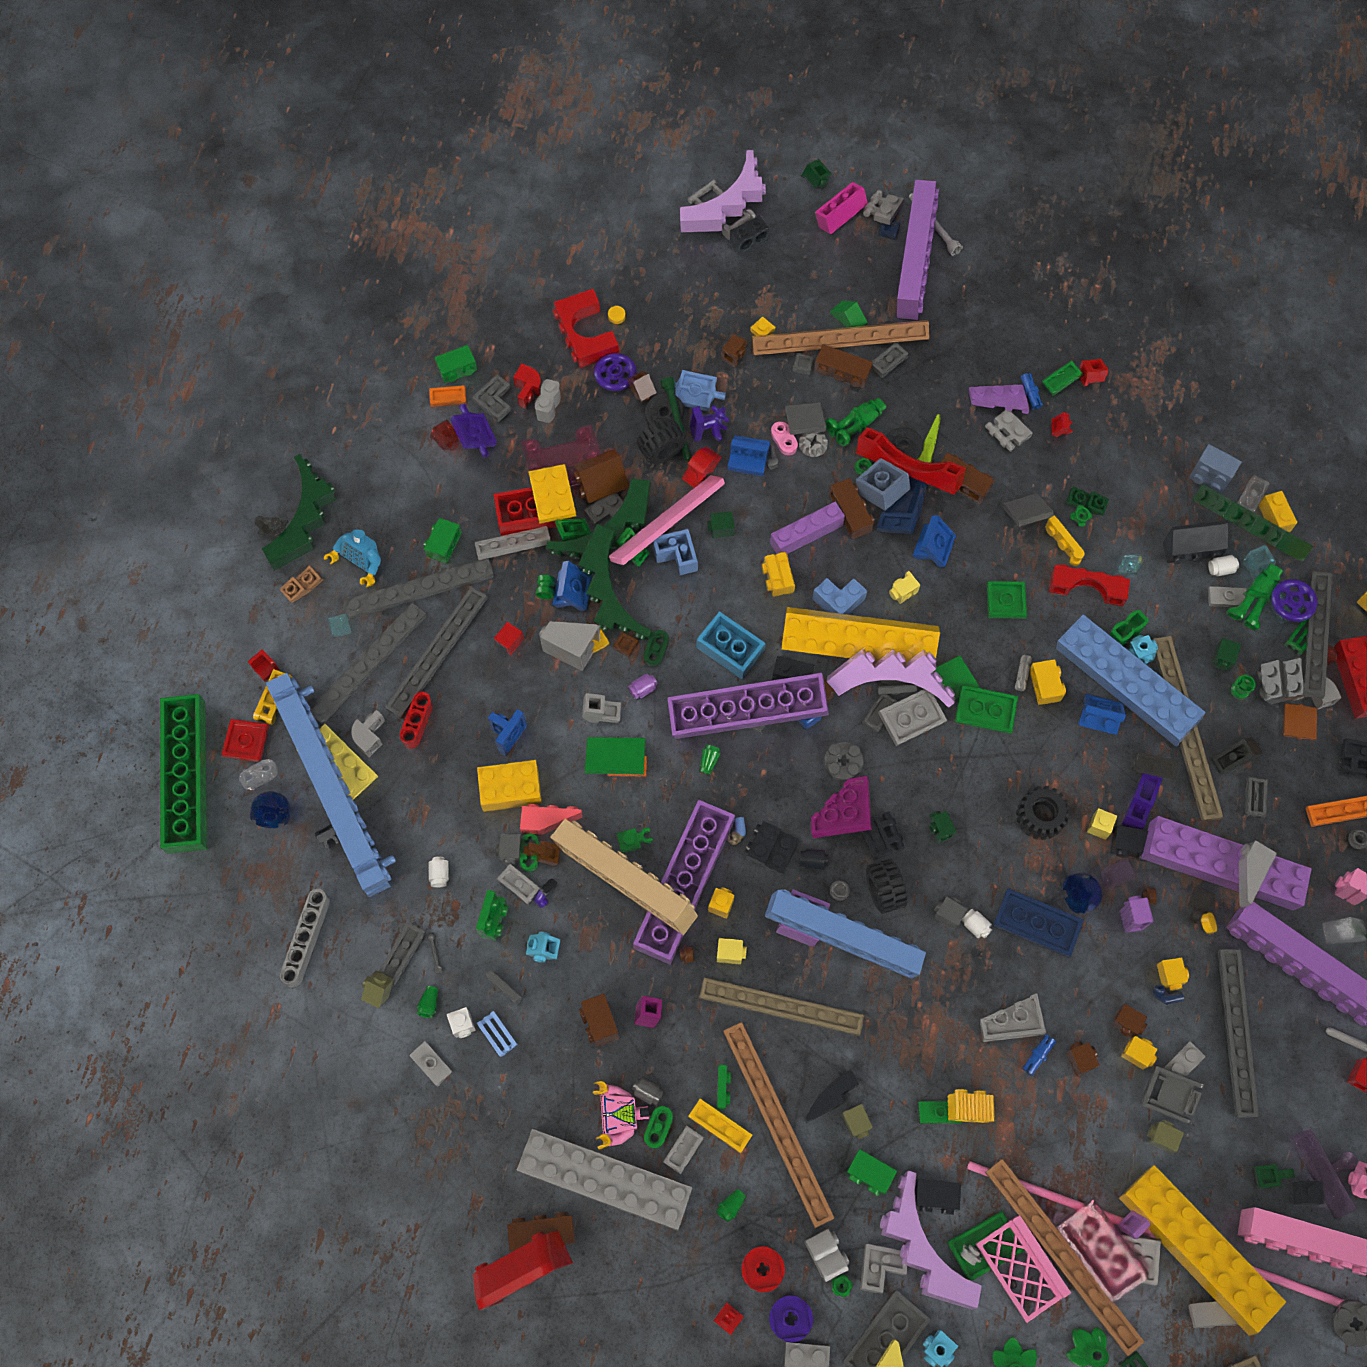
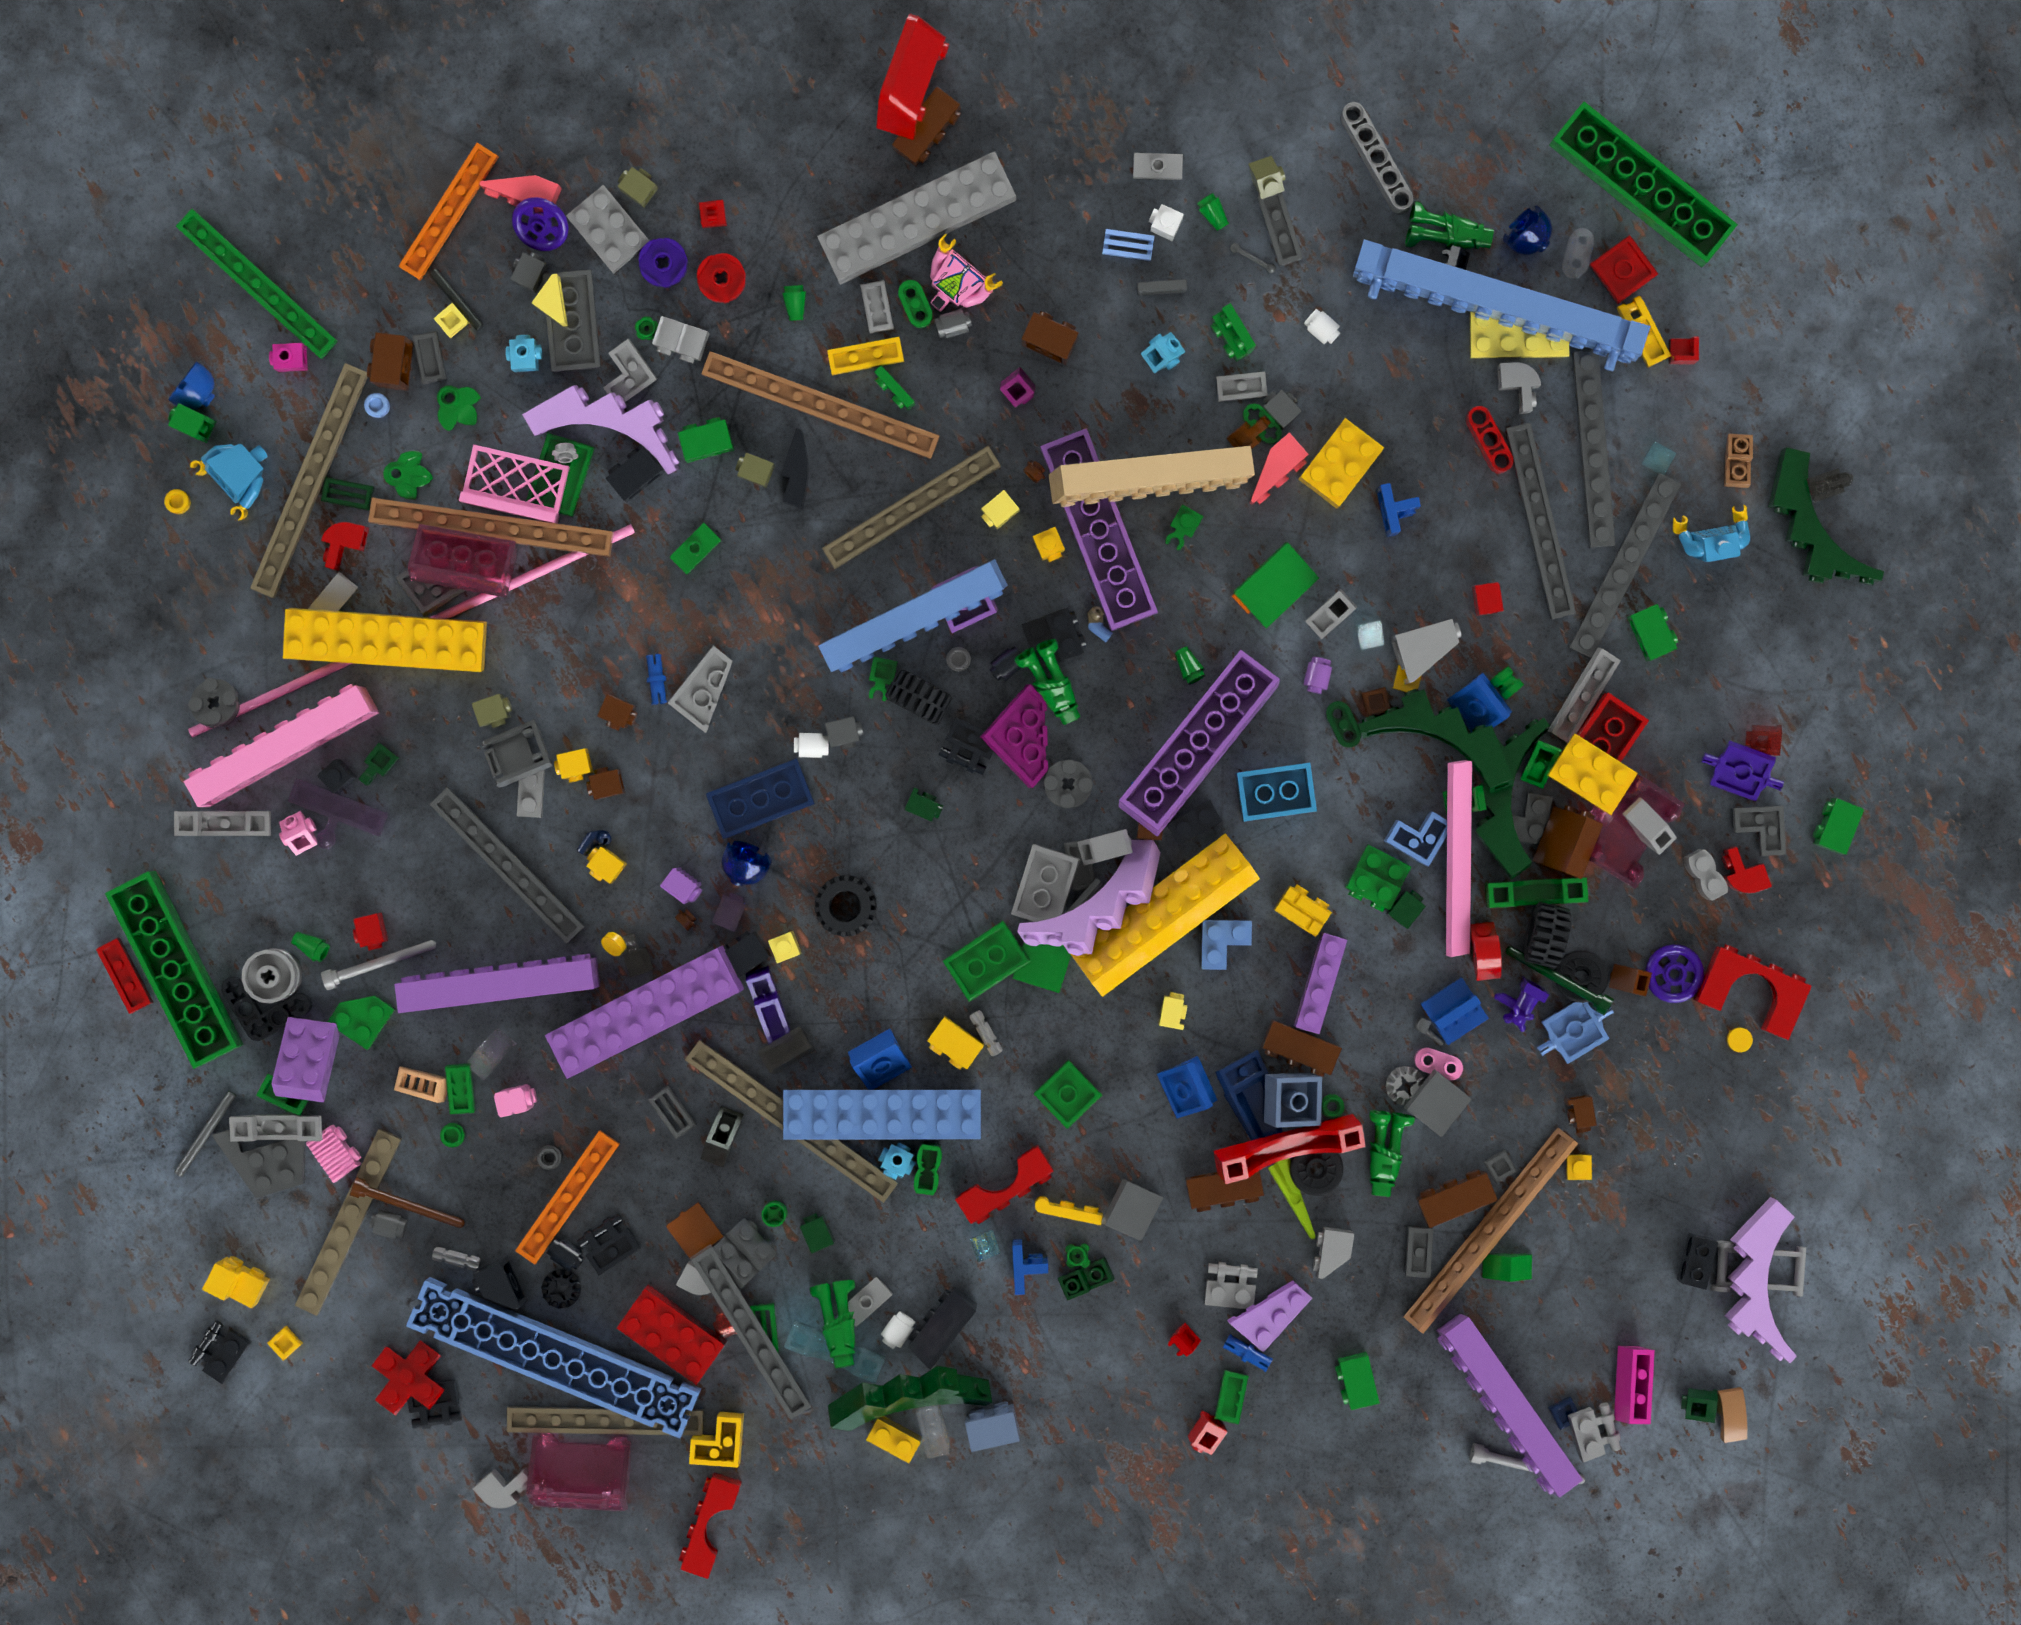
camera: 130 degrees right, 20 degrees up
(309, 850) = (1456, 232): none -> green piece
(447, 396) = (1811, 786): orange tile -> none
(543, 892) = (1210, 394): arm -> none
(550, 445) = (1649, 826): none -> light grey slope
(591, 682) = (1370, 634): none -> clear light blue slope
(661, 481) = (1535, 891): none -> green arch
(721, 554) = (1377, 878): none -> green plate
(797, 817) = (1055, 690): none -> green piece
(804, 157) = (1733, 1415): none -> medium nougat slope
(857, 703) = (1105, 847): none -> light grey slope
(894, 924) = (882, 673): none -> green plate
(934, 398) = (1334, 1250): none -> light grey slope
(971, 1107) = (672, 575): yellow brick -> none
(984, 329) = (1357, 1381): none -> green brick
(1117, 530) = (1024, 1266): none -> blue bracket
(1134, 1224) = (455, 607): medium lavender plate -> none
(1169, 1348) = (341, 536): none -> red brick
(1252, 870) = (614, 1019): light grey slope -> none
(1294, 615) = (786, 1328): dark purple plate -> none

